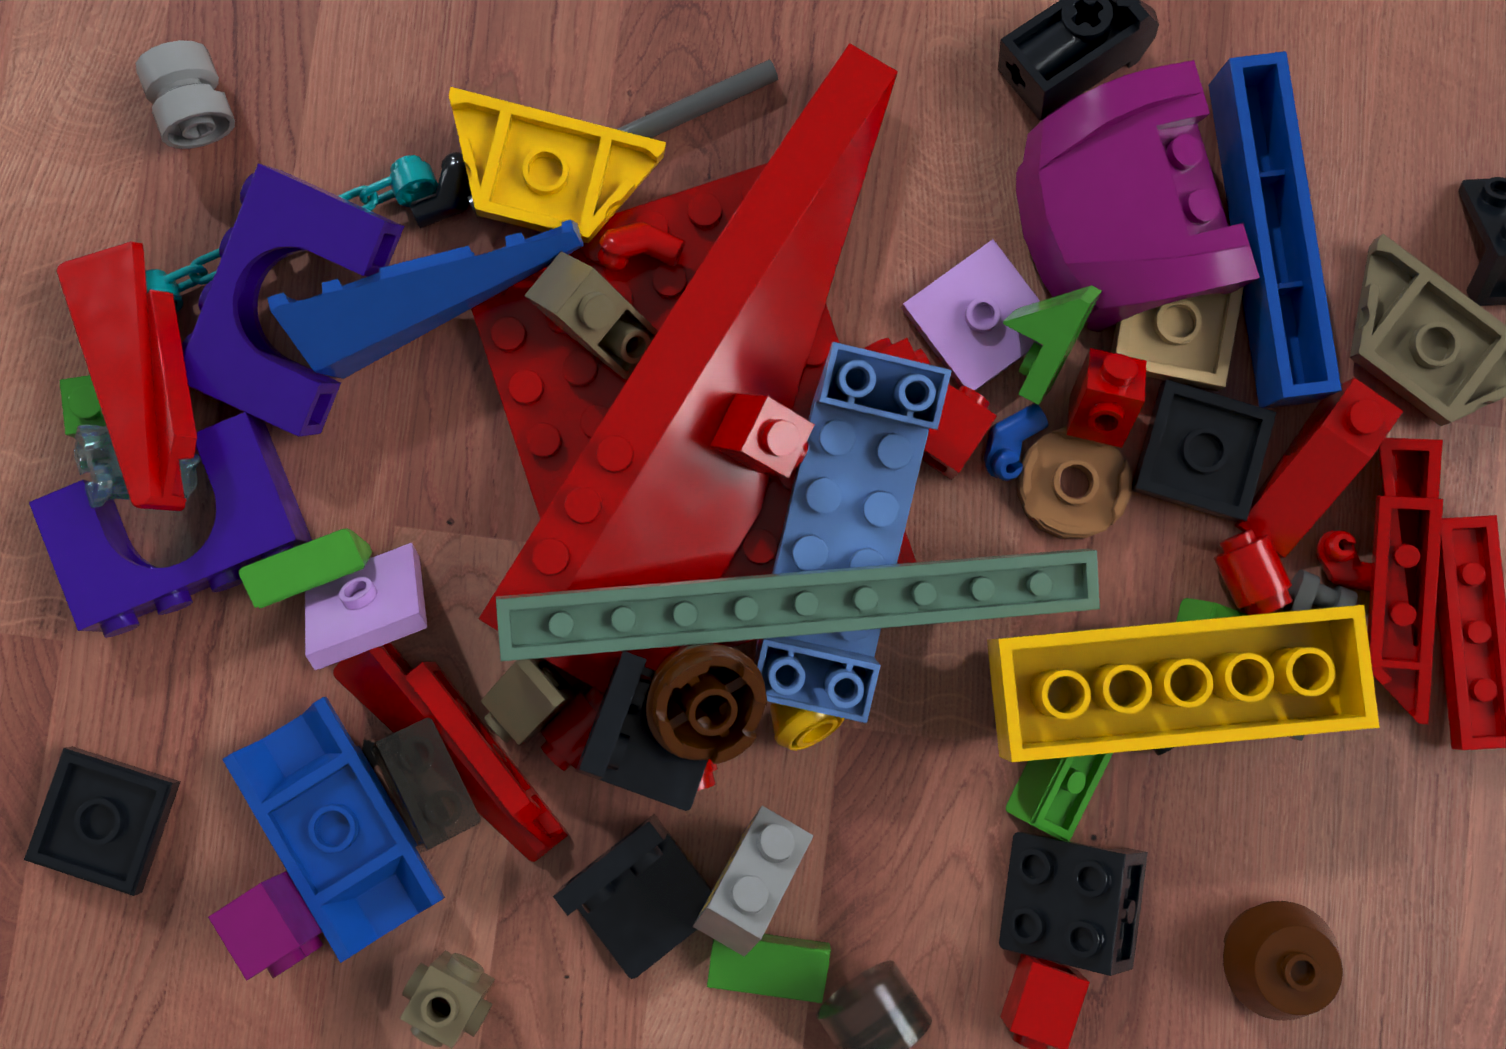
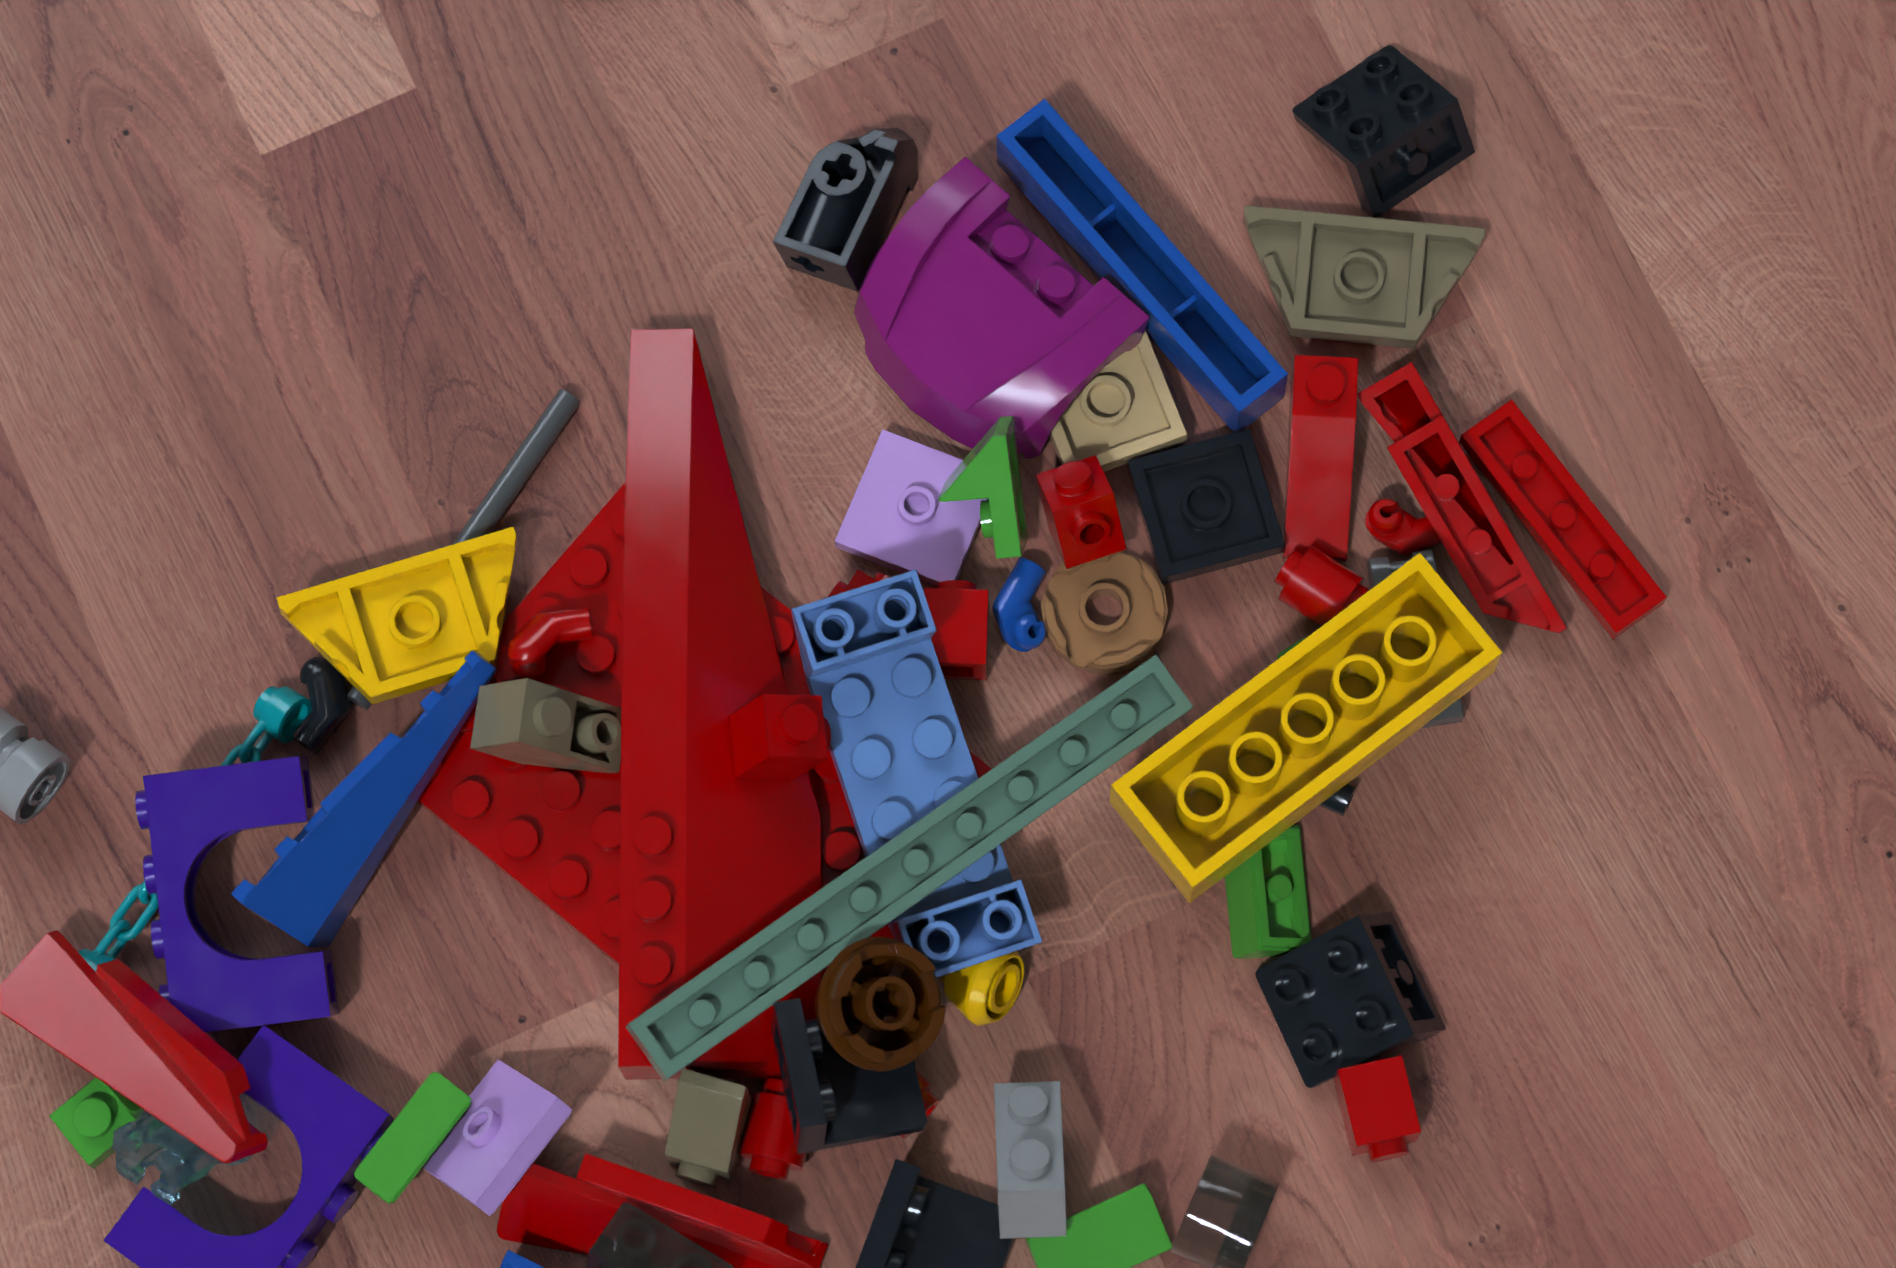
camera: 30 degrees left, 10 degrees down
(1282, 960) = (1576, 931): reddish brown cone -> none

